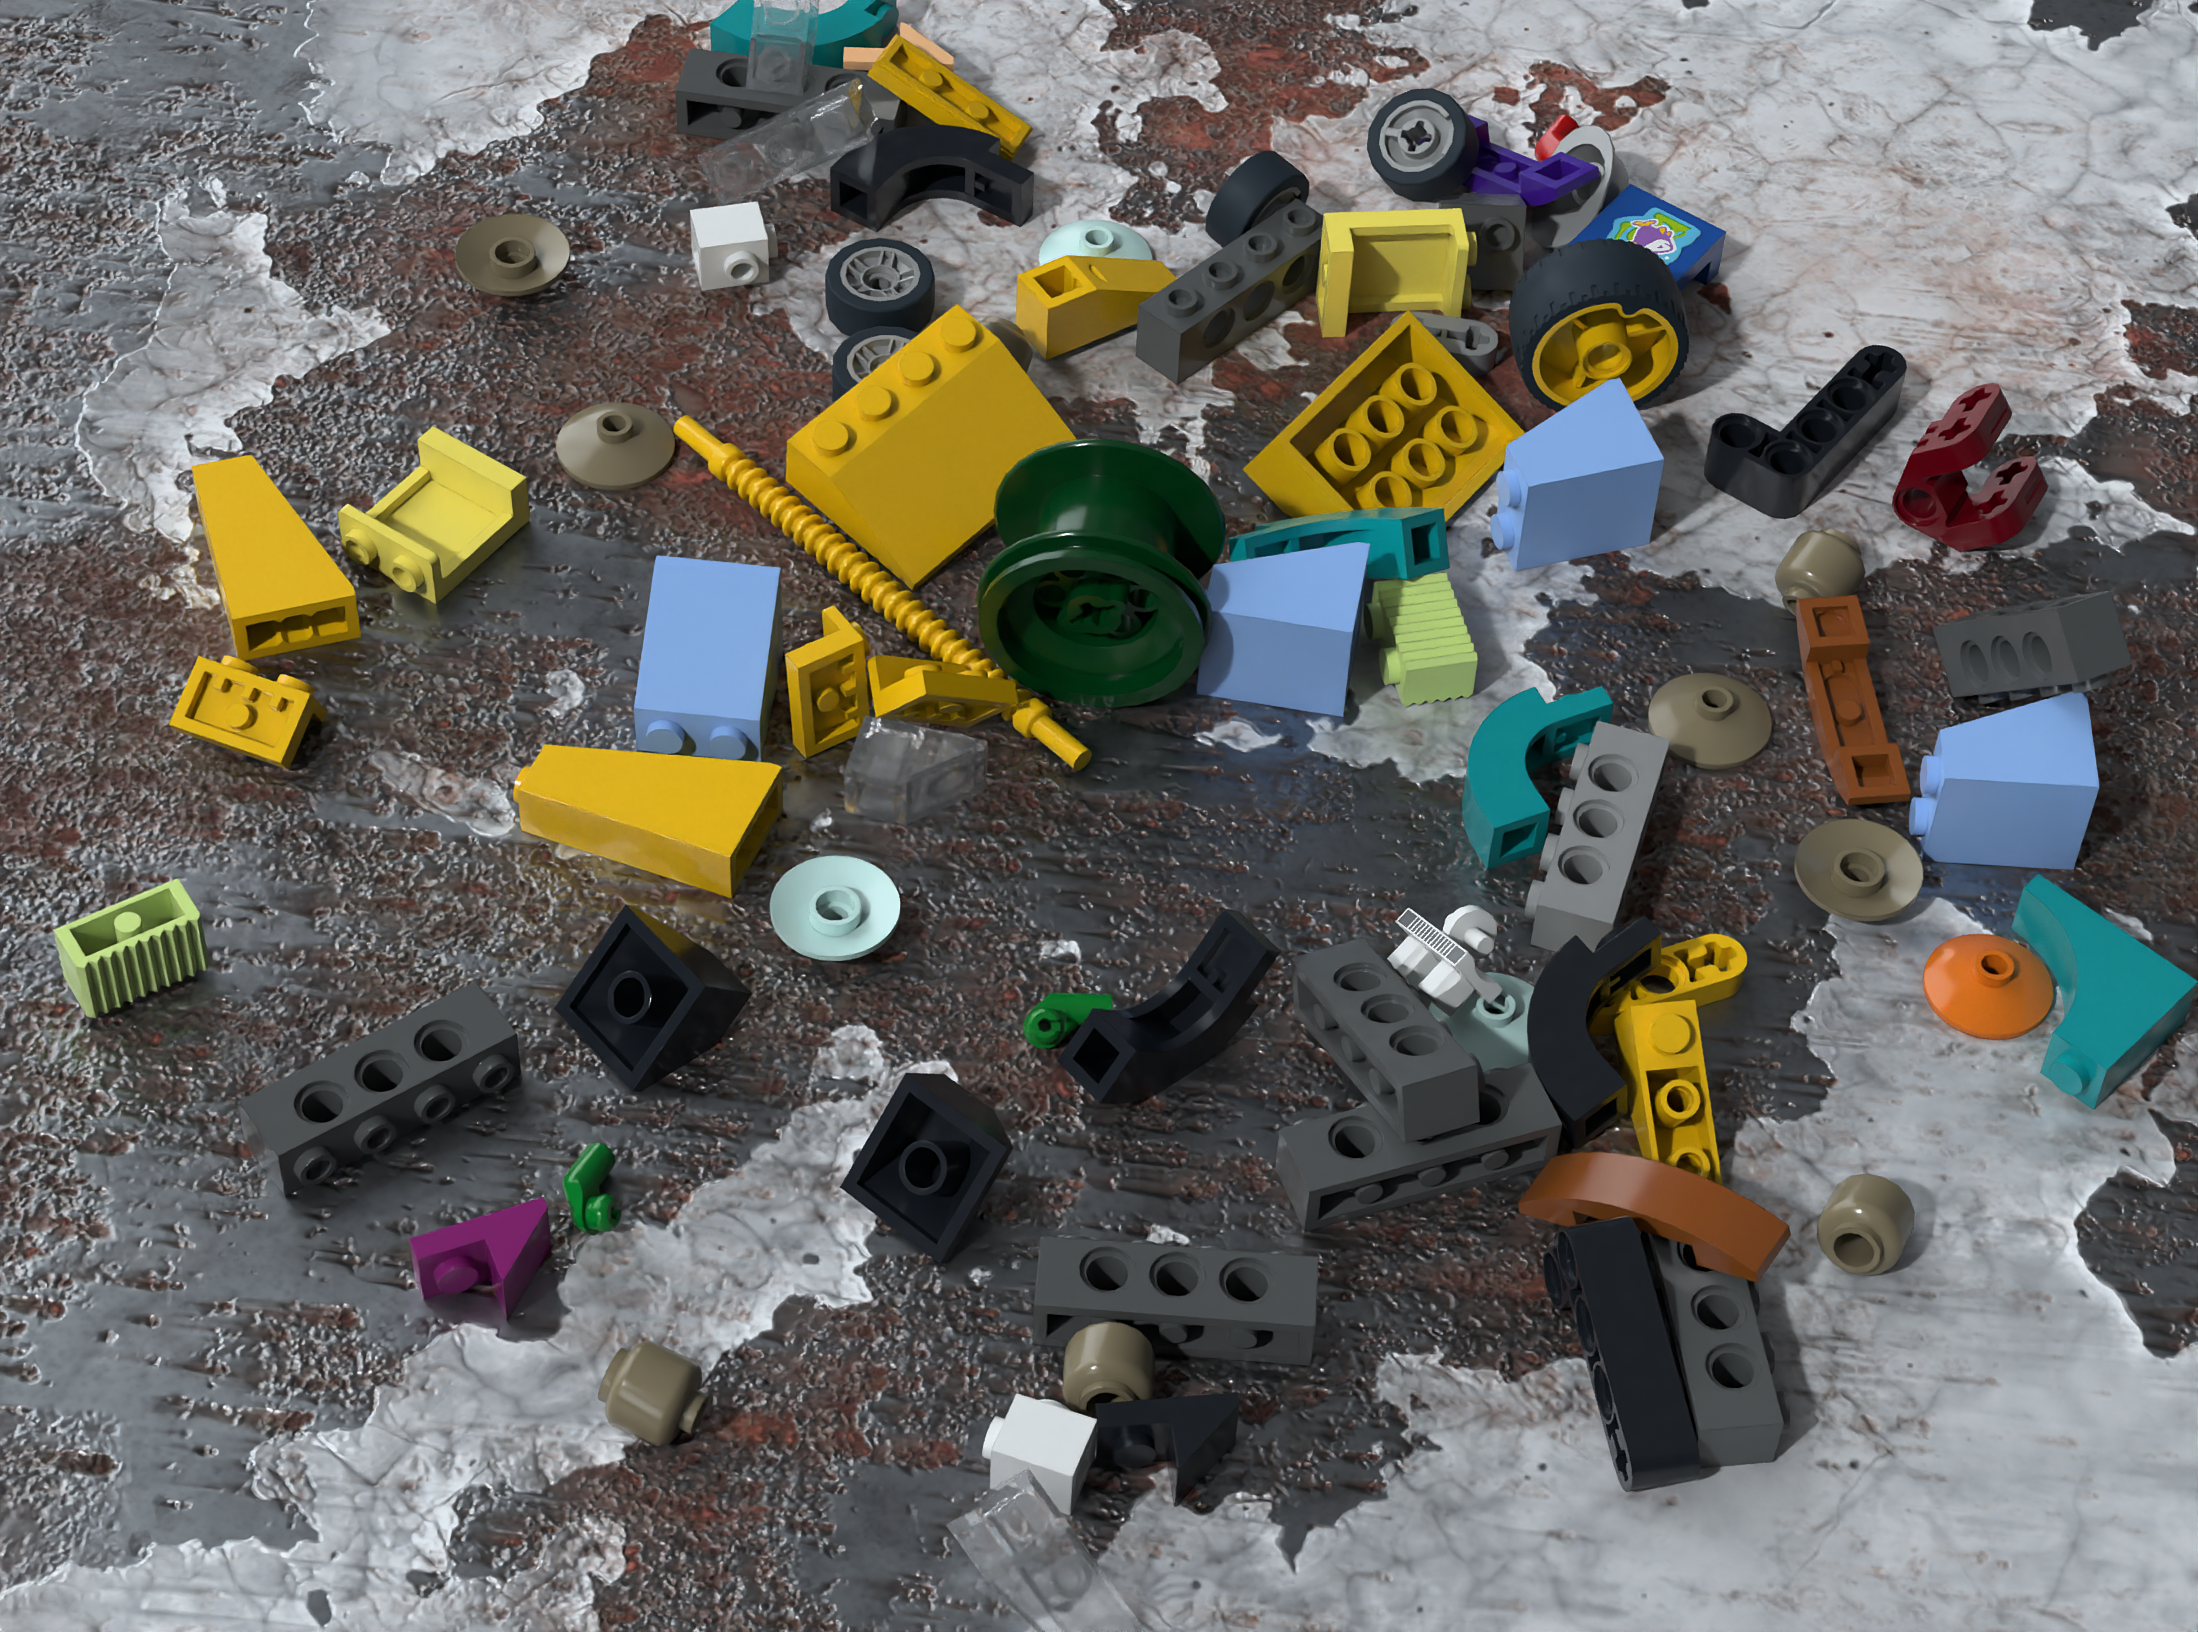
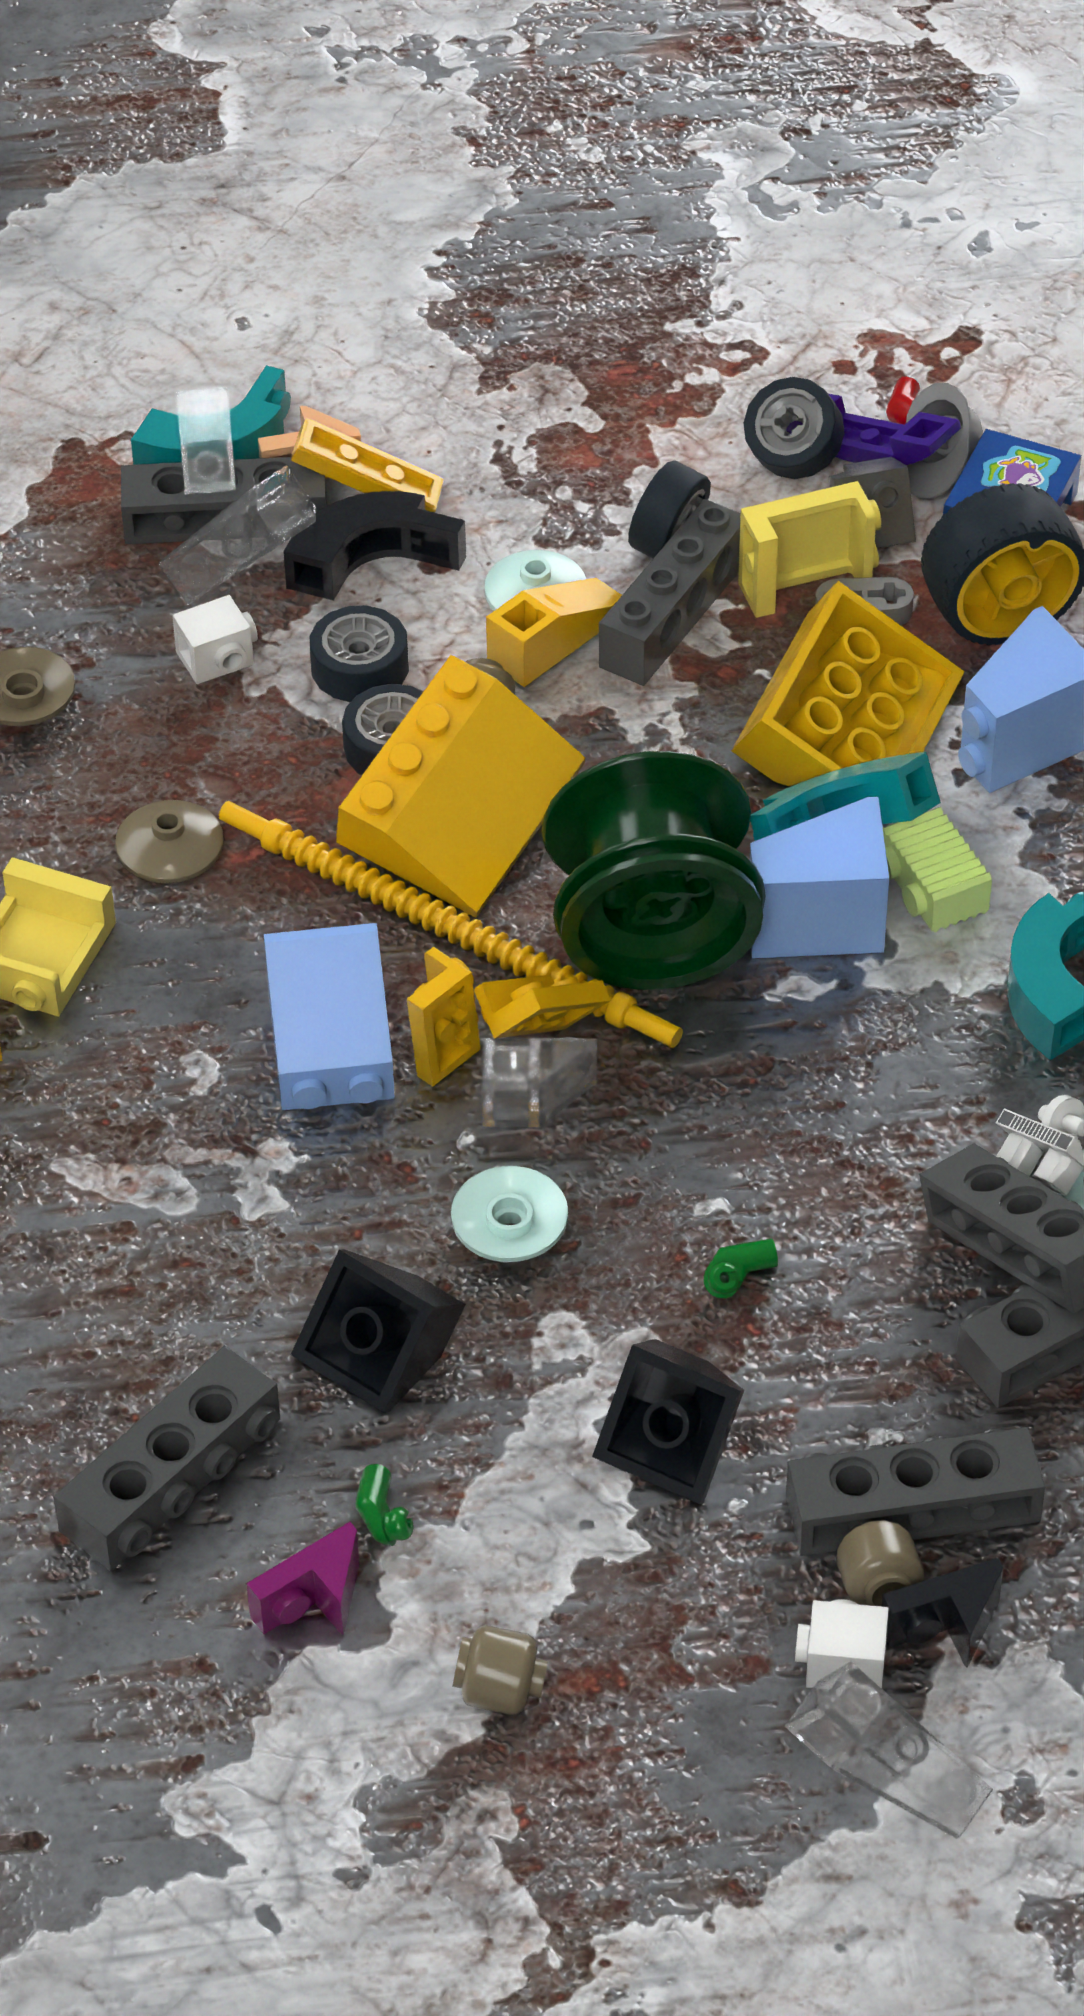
camera: 10 degrees left, 0 degrees up
(654, 811) = (320, 1161): yellow slope -> none
(1176, 1031) = (824, 1272): black arch -> none

